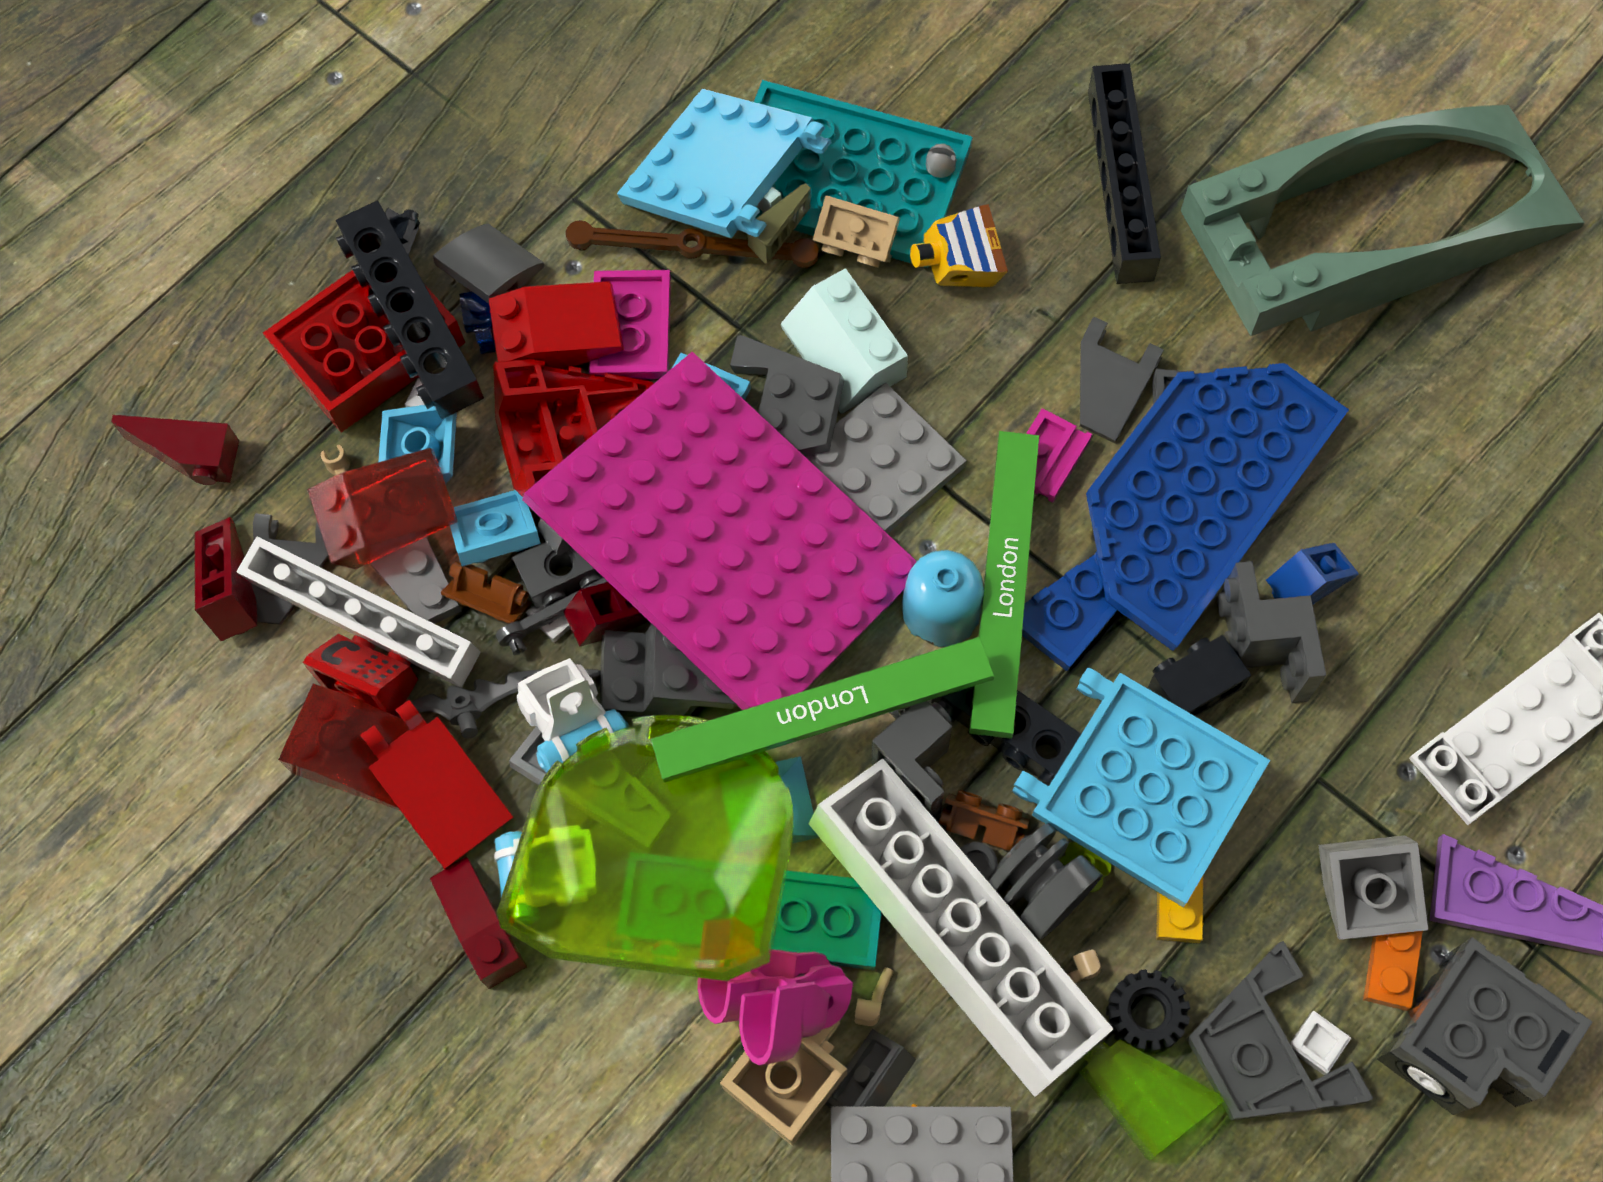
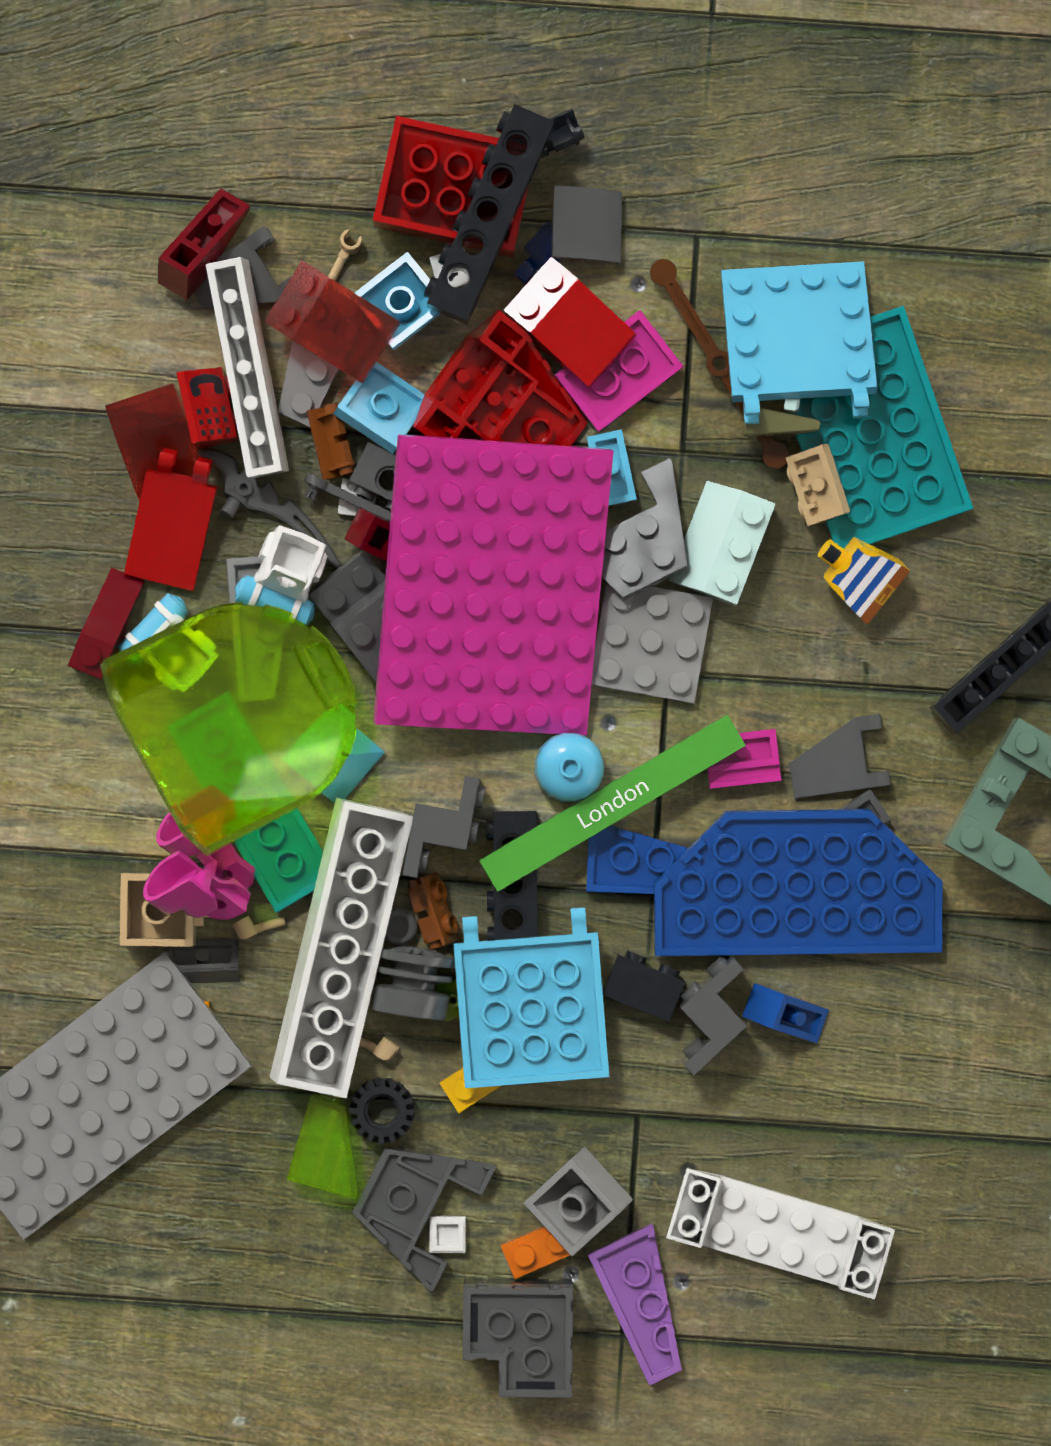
camera: 50 degrees right, 20 degrees up
(193, 448) = (275, 130): dark red slope -> none
(822, 709) = (410, 755): bright green tile -> none
(941, 160) = (923, 506): light grey hinge -> none

